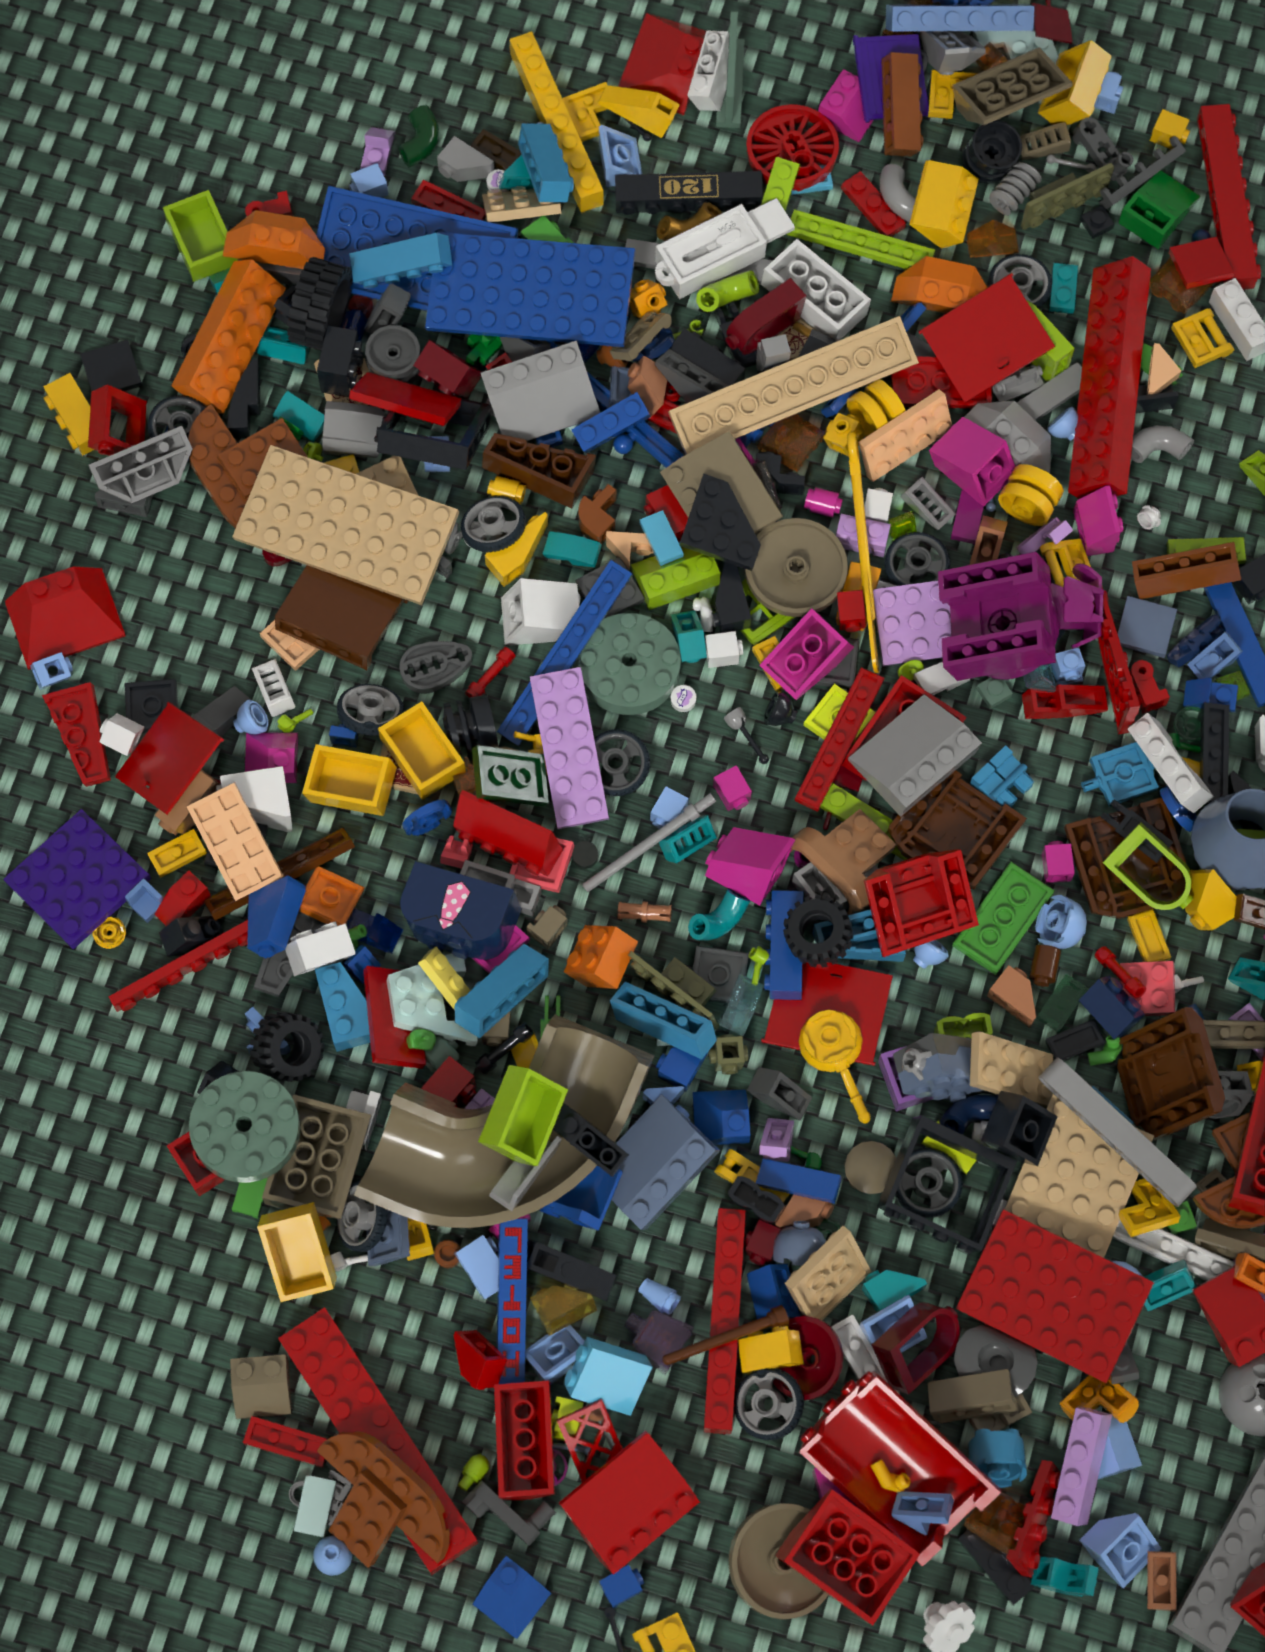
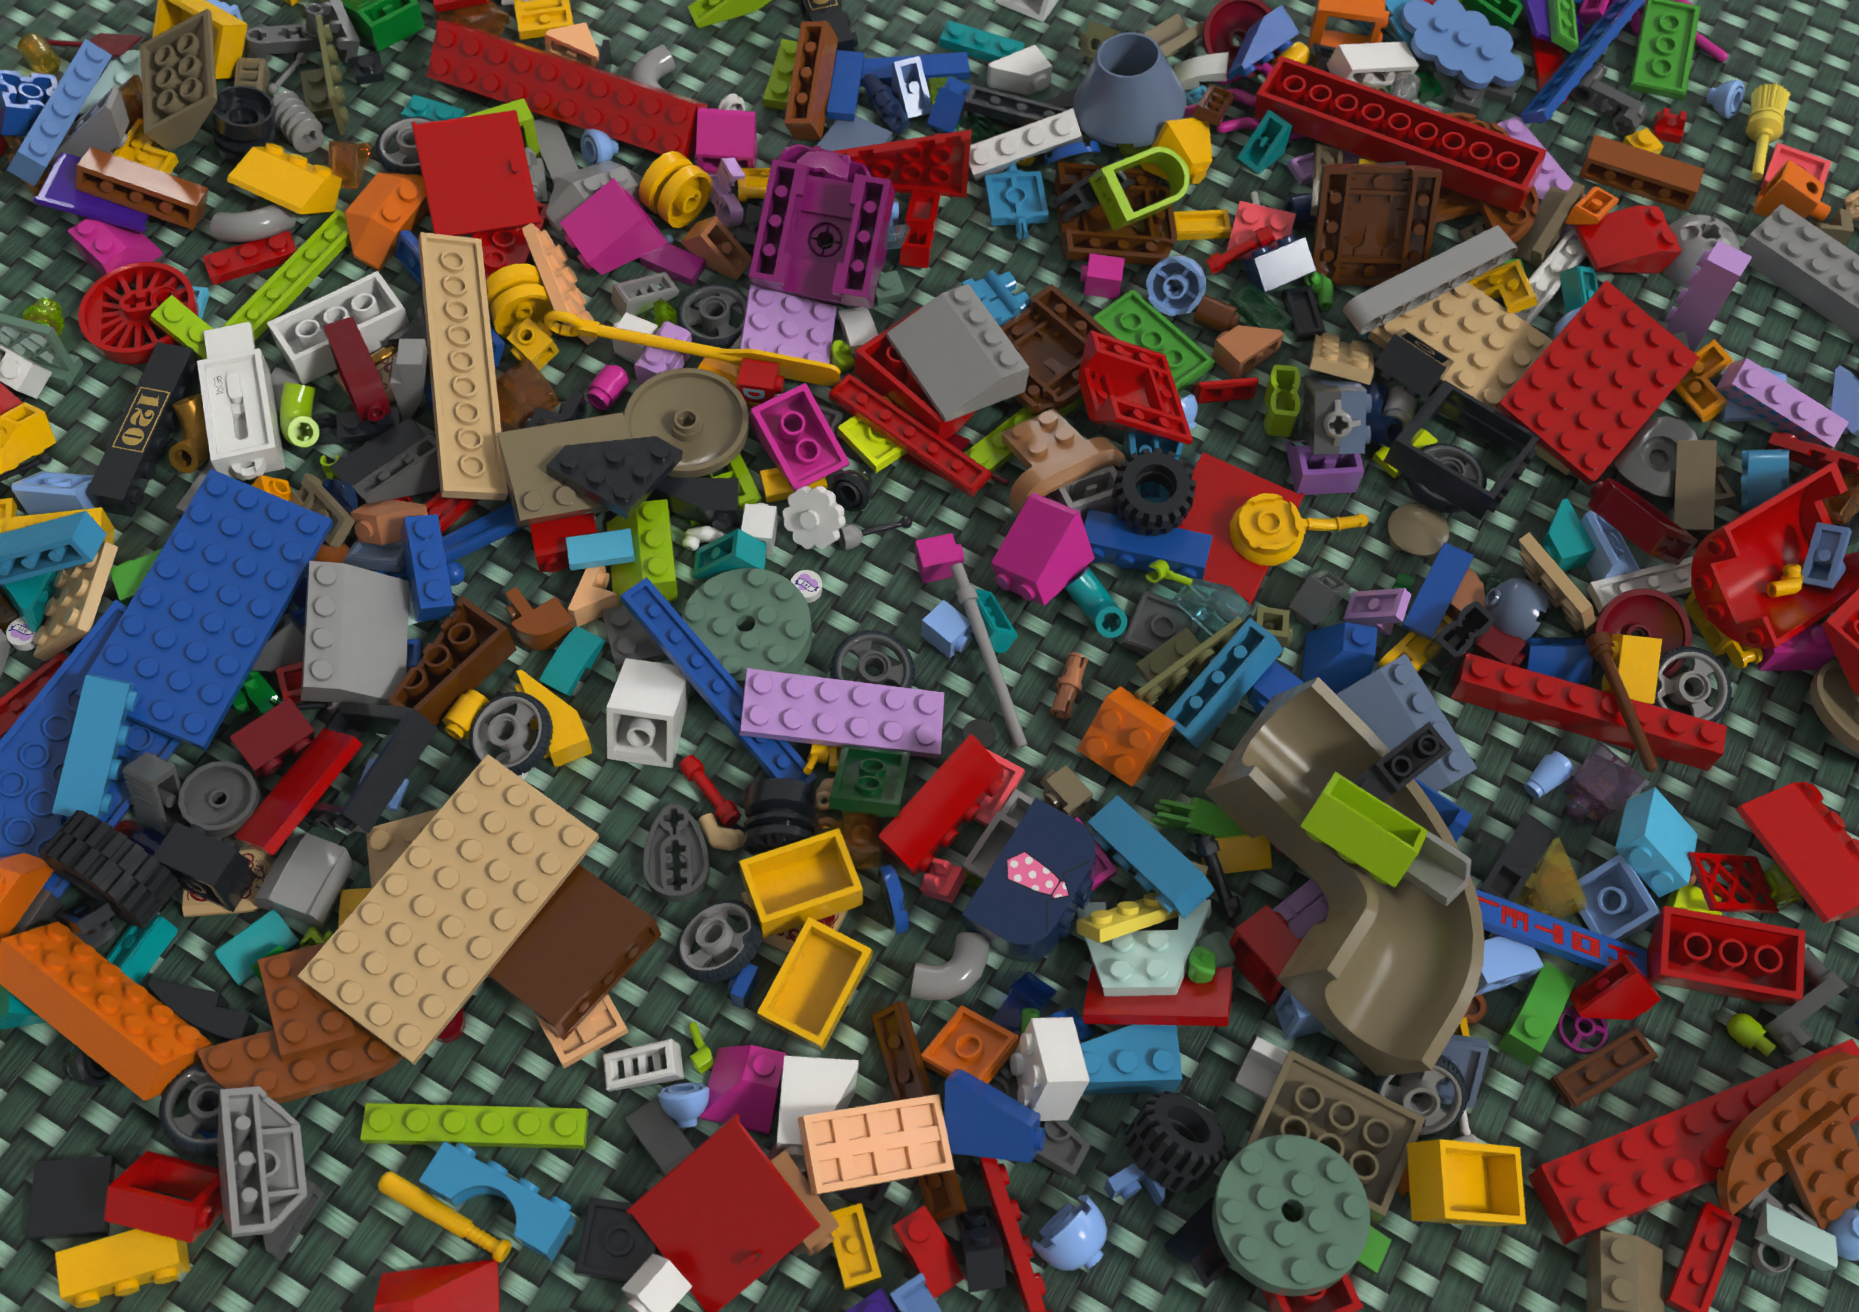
camera: 80 degrees left, 10 degrees down
(146, 589) = (441, 1214): none -> yellow piece
(151, 650) = (459, 1176): none -> dark azure arch
(209, 594) = (474, 1125): none -> lime plate
(209, 993) = (1073, 1236): none -> light blue cylinder
(380, 873) = (956, 975): none -> light grey cylinder
(422, 1361) = (1603, 1068): none -> reddish brown tile
(443, 1340) = (1593, 1028): none -> magenta piece
(454, 1305) = (1537, 1014): none -> bright green slope
(455, 689) = (718, 836): none -> tan arm
(740, 686) = (814, 517): none -> white plant
(764, 86) = (46, 312): none -> clear neon green piece
(970, 985) = (1225, 390): none -> red slope
(1173, 1379) = (1707, 291): none -> lavender brick
(1202, 602) = (845, 85): none -> blue tile

